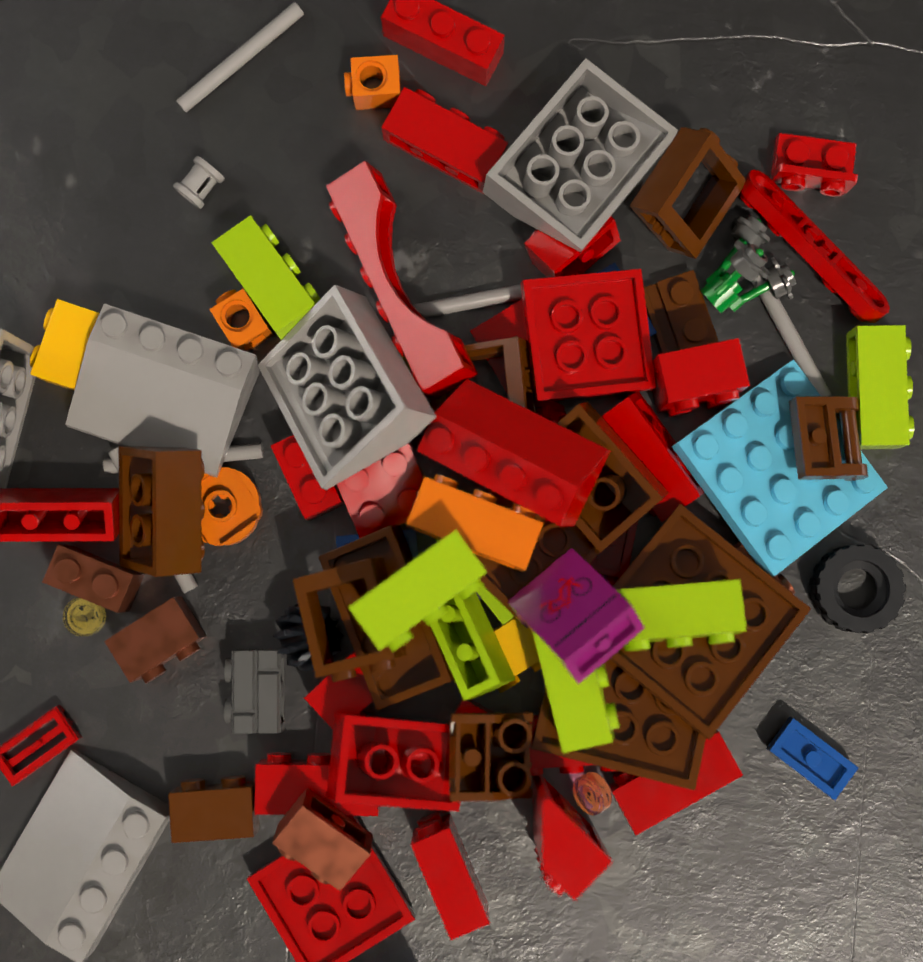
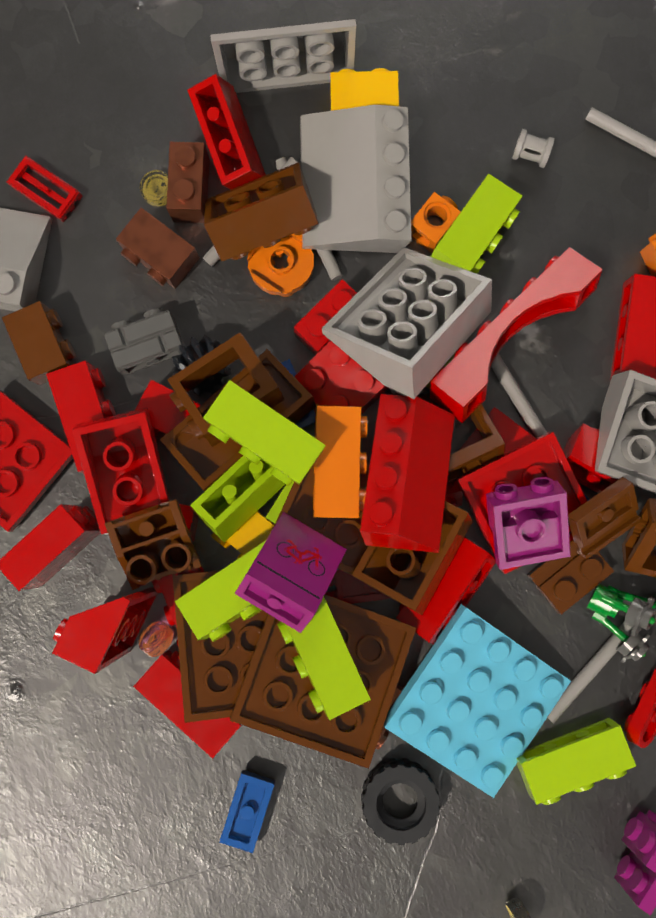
camera: 70 degrees right, 0 degrees up
(323, 840) = (42, 434): copper brick -> none
(611, 343) = (529, 523): none -> magenta plate
(634, 261) = (604, 517): none -> reddish brown plate
(699, 376) = (528, 606): red brick -> none
(818, 440) = (513, 724): reddish brown plate -> none

